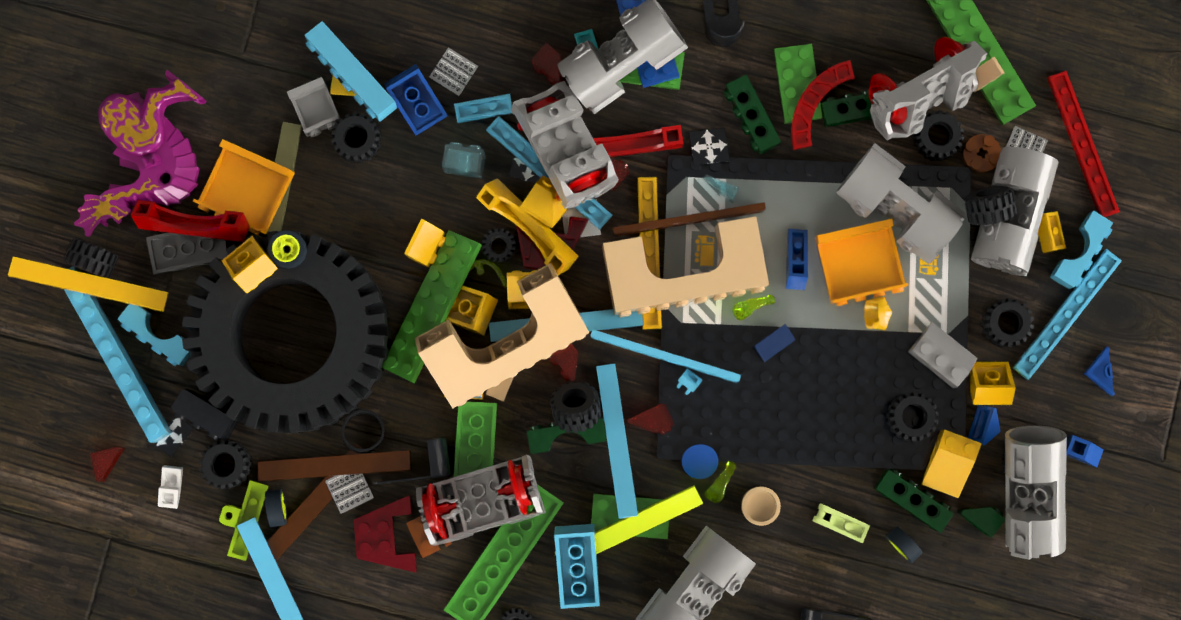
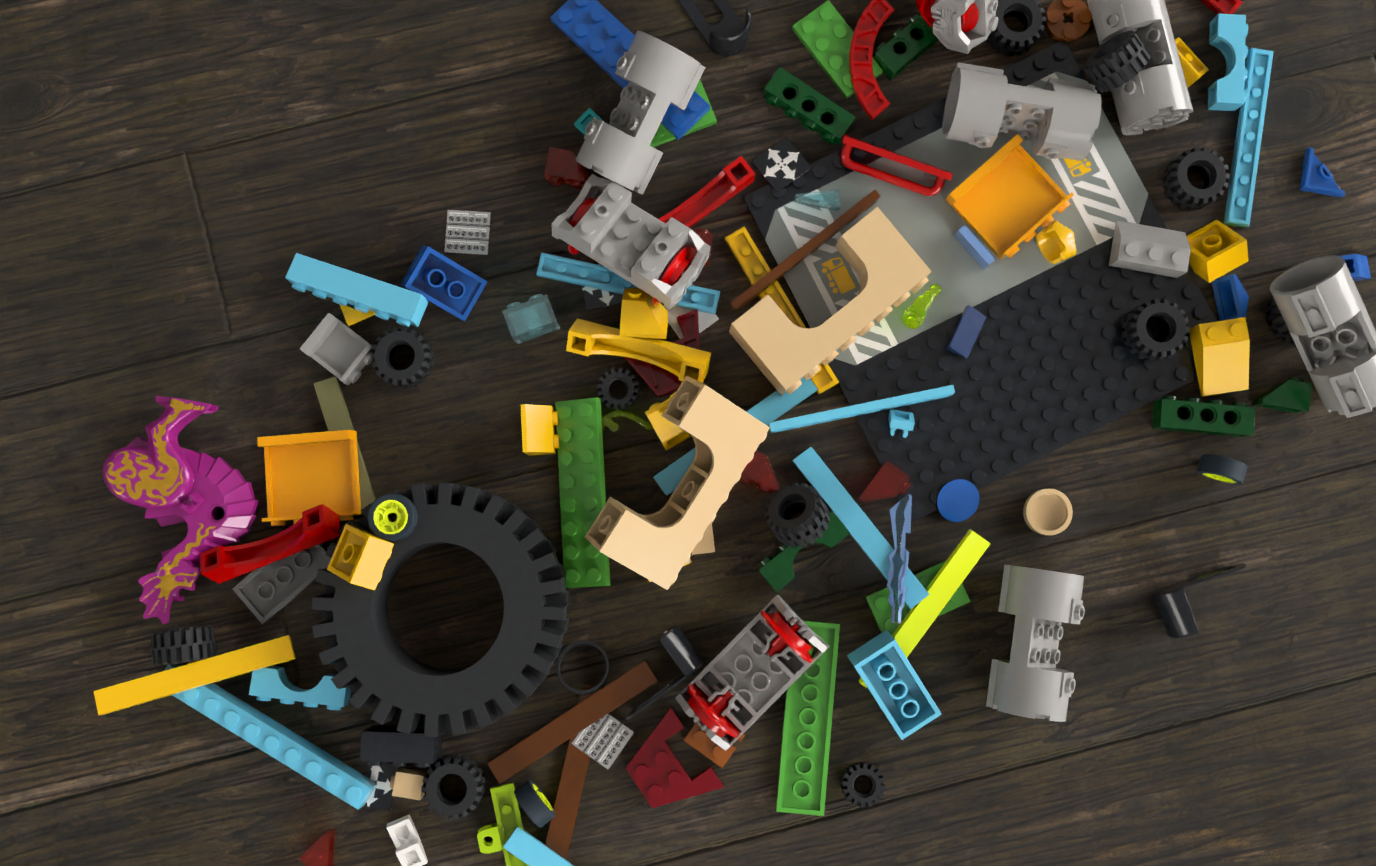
camera: 30 degrees left, 0 degrees up
(194, 444) = (408, 783): none -> tan brick
(472, 310) = (628, 473): yellow slope -> none
(475, 437) = (707, 608): bright green plate -> none
(483, 108) = (521, 253): medium azure tile -> none
(630, 478) = (901, 524): none -> medium blue sword
(717, 489) = (993, 520): clear neon green piece -> none
(797, 259) = (941, 232): blue slope -> none
(815, 284) = (974, 247): none -> medium blue tile
(821, 217) = (850, 142): none -> red piece
(842, 523) = (1142, 483): yellowish green plate -> none

